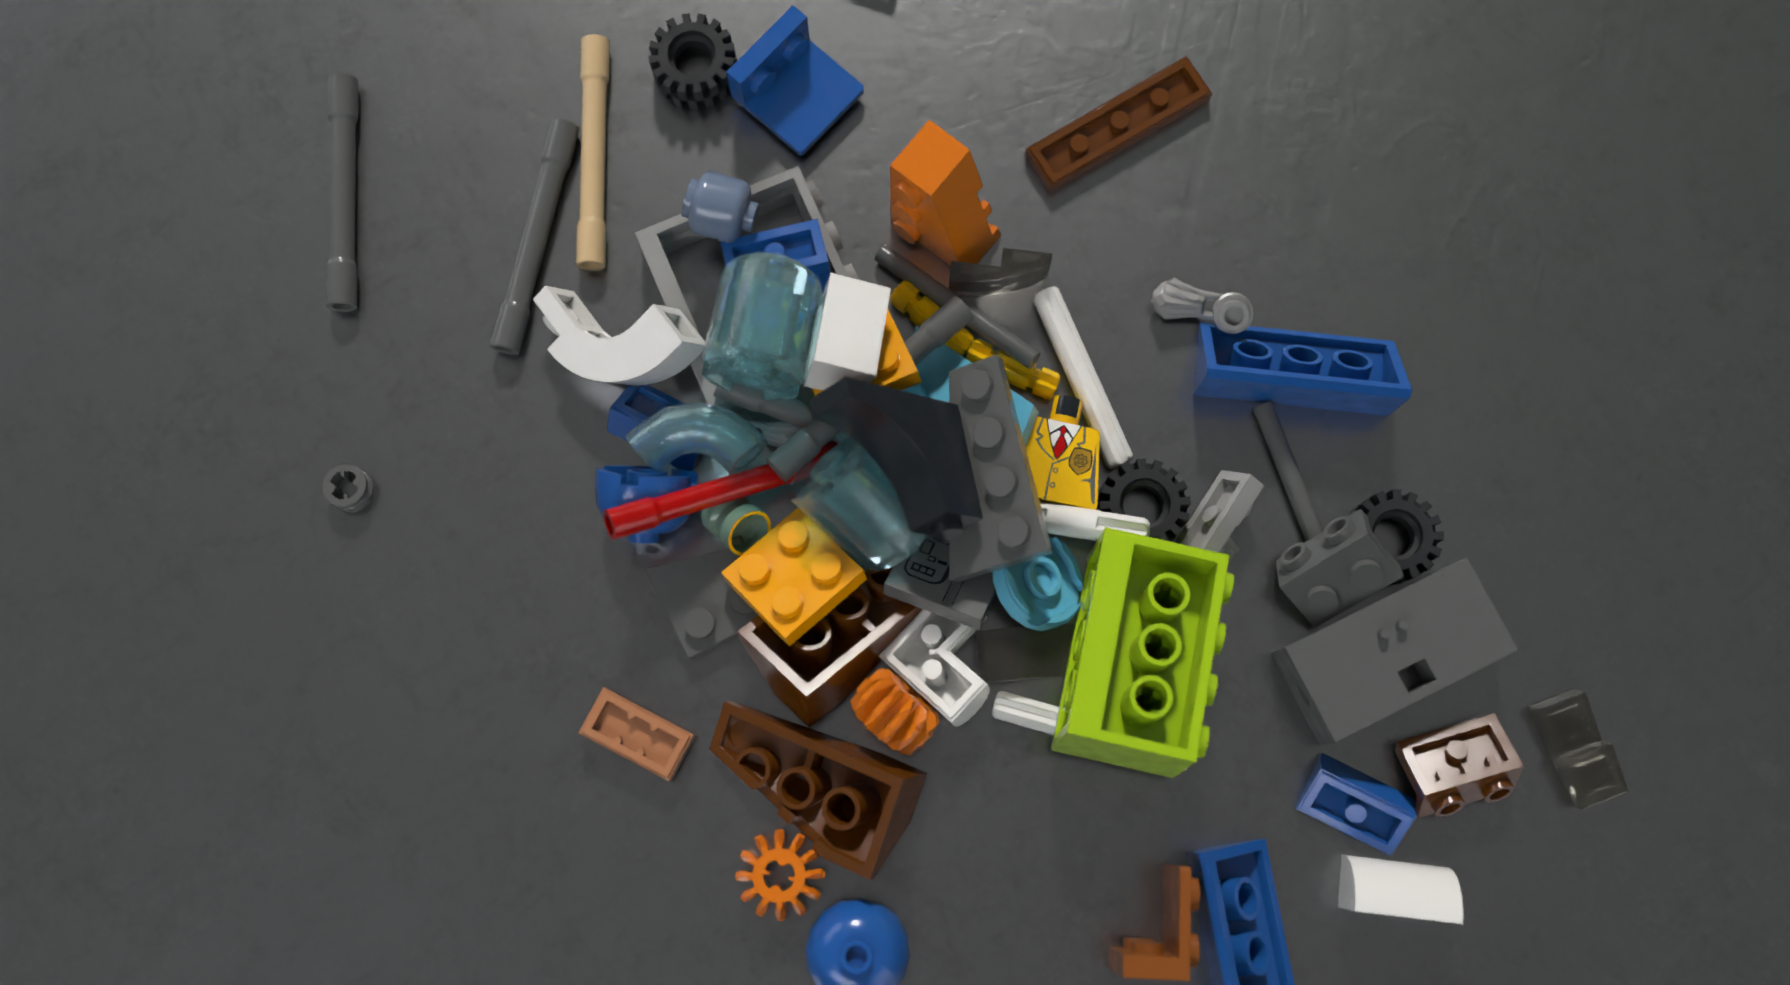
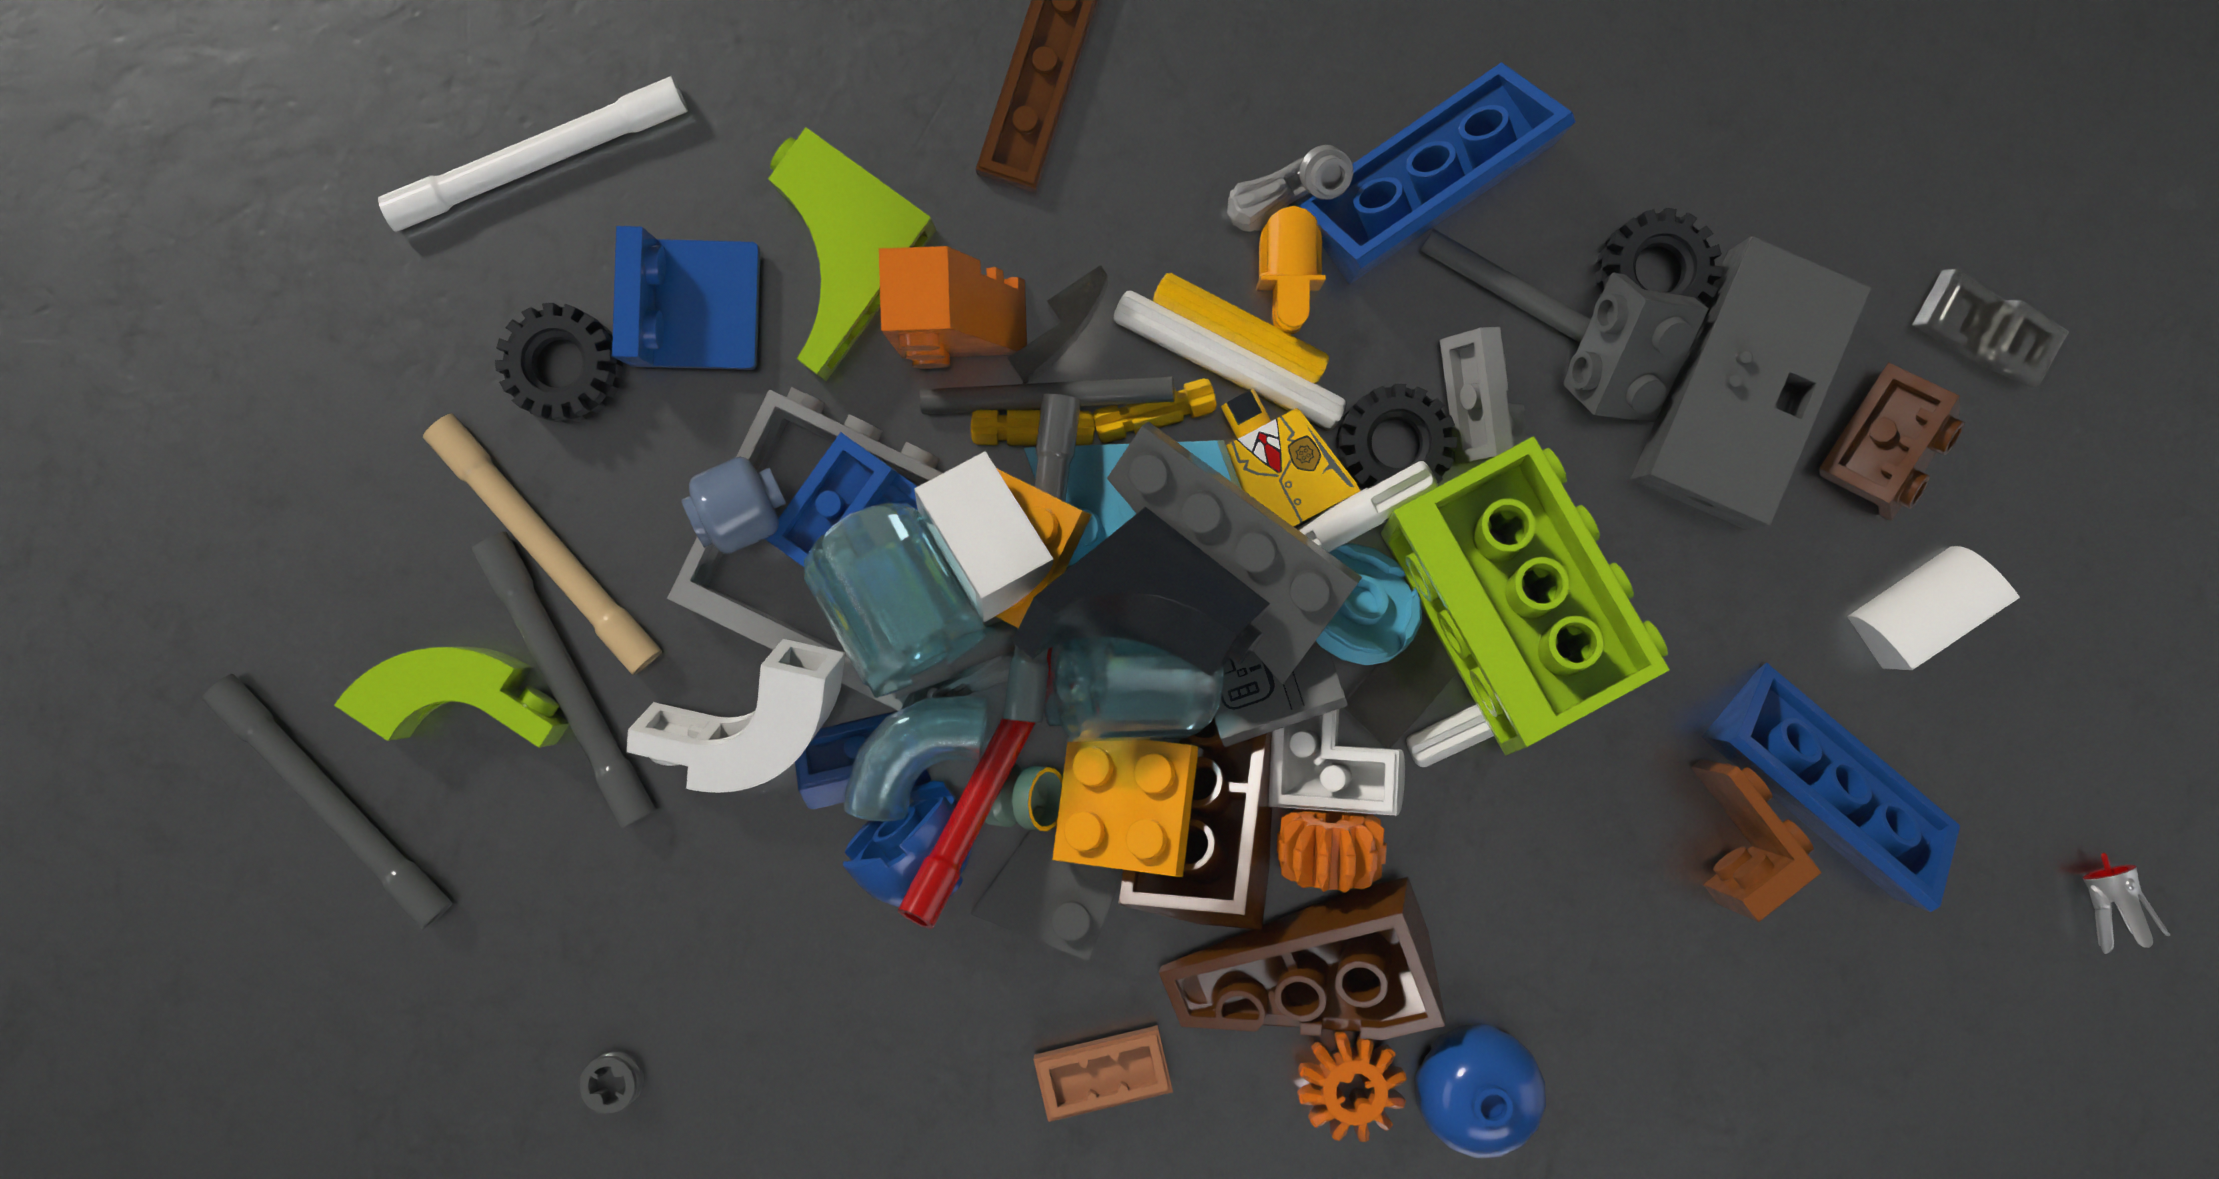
camera: 45 degrees left, 10 degrees up
(451, 166) = (411, 685): none -> lime arch
(928, 92) = (849, 222): none -> lime arch
(1106, 364) = (1241, 327): none -> yellow axle
(1165, 350) = (1290, 265): none -> light orange arm
(1357, 804) = (1826, 556): blue slope -> none

